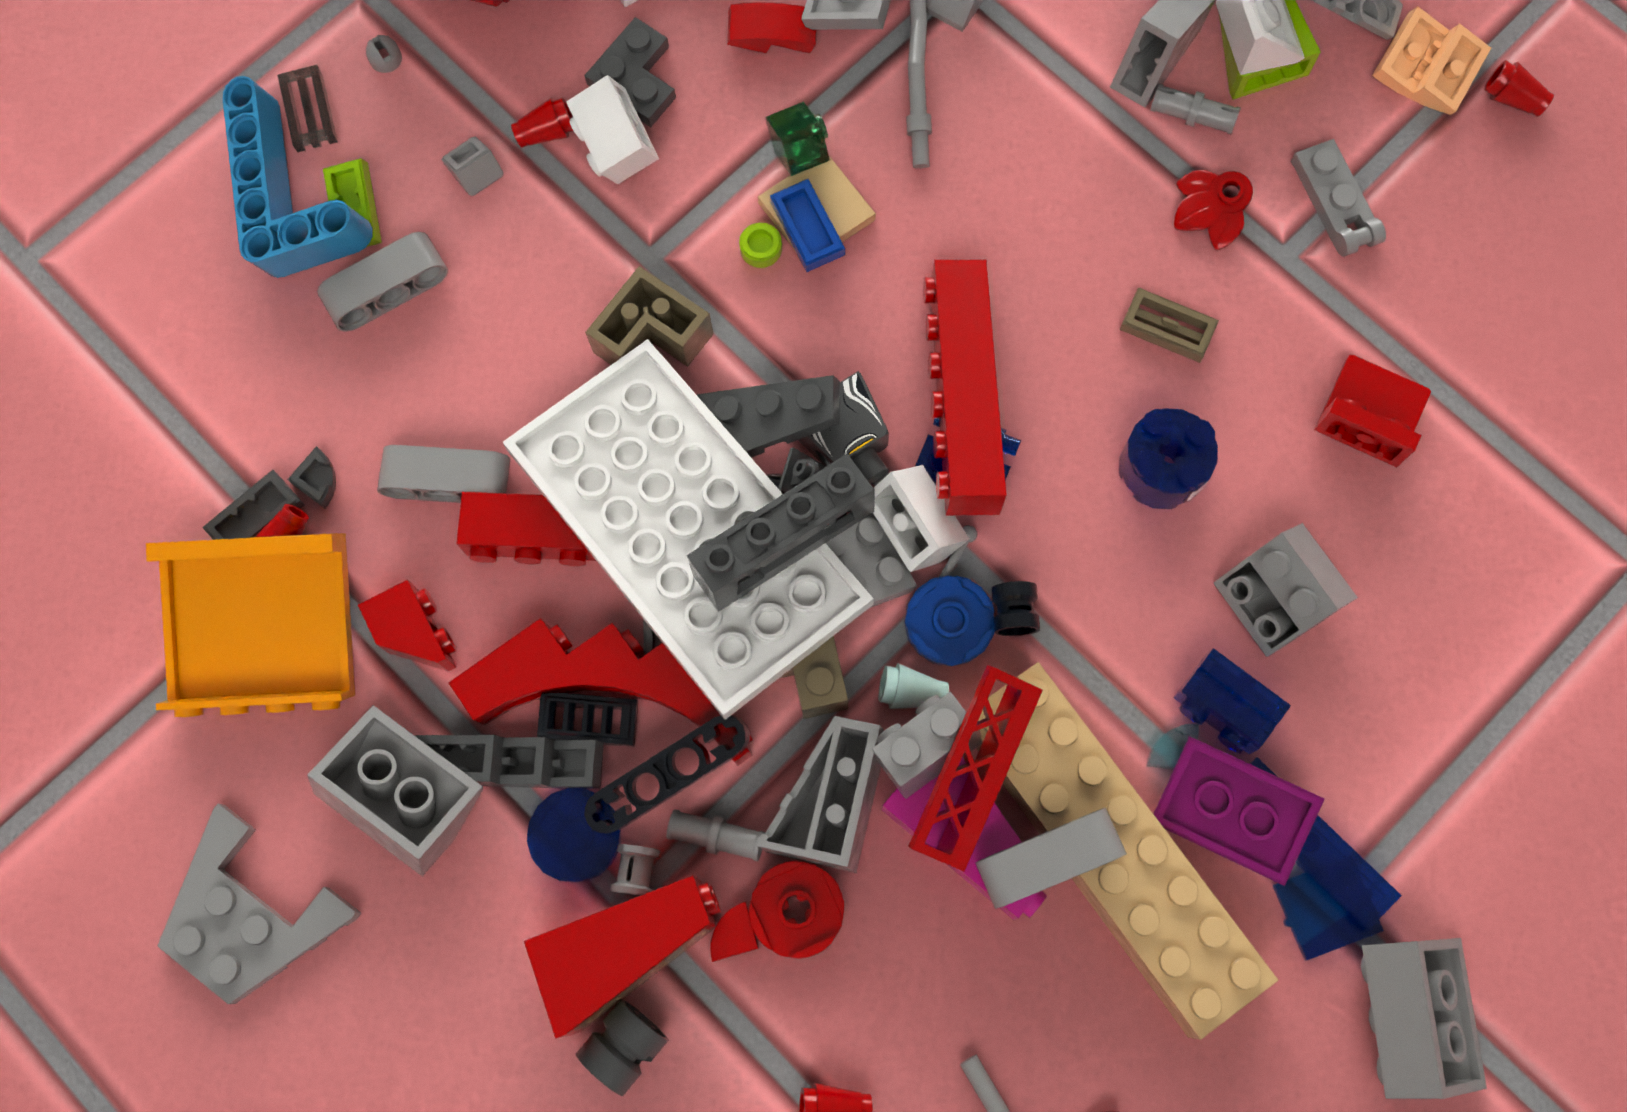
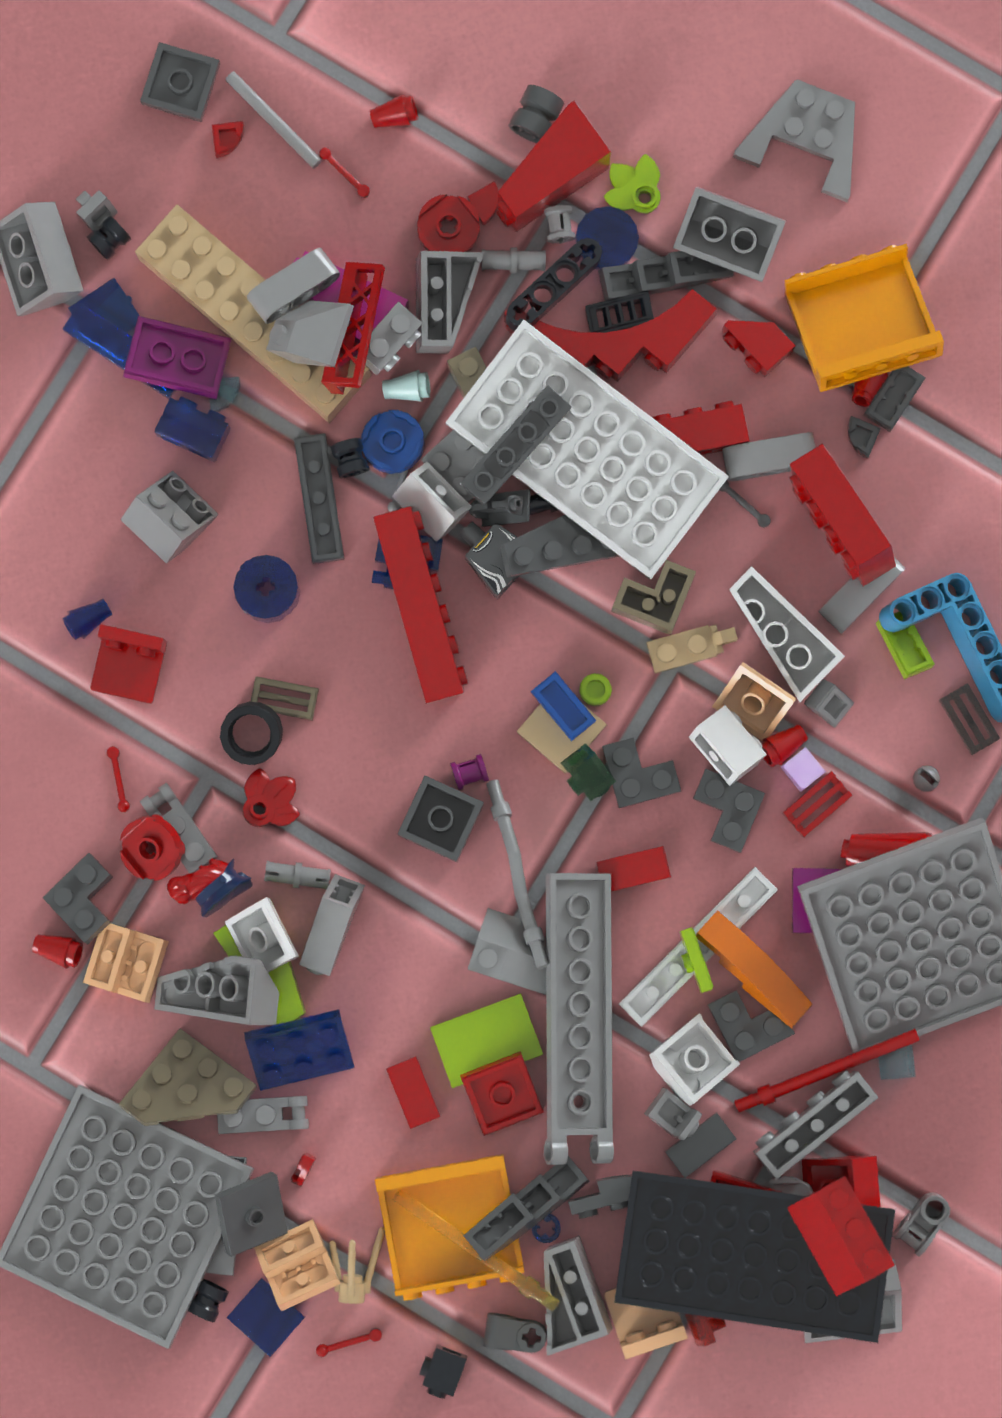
camera: 165 degrees right, 10 degrees up
(367, 352) = (842, 514): none -> red brick
(482, 404) = (763, 520): none -> dark grey hinge
(491, 235) = (790, 639): none -> white wedge
(514, 910) = (631, 183): none -> lime plate
(522, 48) = (838, 786): none -> red tile
(527, 90) = (803, 769): none -> lavender slope
(561, 181) = (755, 701): none -> light nougat slope
(611, 266) = (688, 647): none -> tan hinge
(736, 124) = (634, 782): none -> dark grey plate
(948, 178) = (469, 772): none -> magenta bush
(952, 1072) = (362, 190): none -> red hinge
(999, 123) = (440, 819): none -> dark grey brick
(1040, 770) = (311, 333): none -> light grey slope
(1068, 571) = (319, 498): none -> dark grey tile
(1231, 259) = (247, 757): none -> black tyre
(1308, 1021) = (108, 237): none -> black wheel
(1312, 106) = (210, 886): none -> piece
(1323, 1070) = (95, 209): none -> light grey tile
(1381, 174) = (167, 843): none -> red plate
(1409, 308) = (113, 753): none -> red hinge
(1426, 480) = (85, 619): none -> clear blue cone
(1489, 136) = (72, 898): none -> dark grey plate

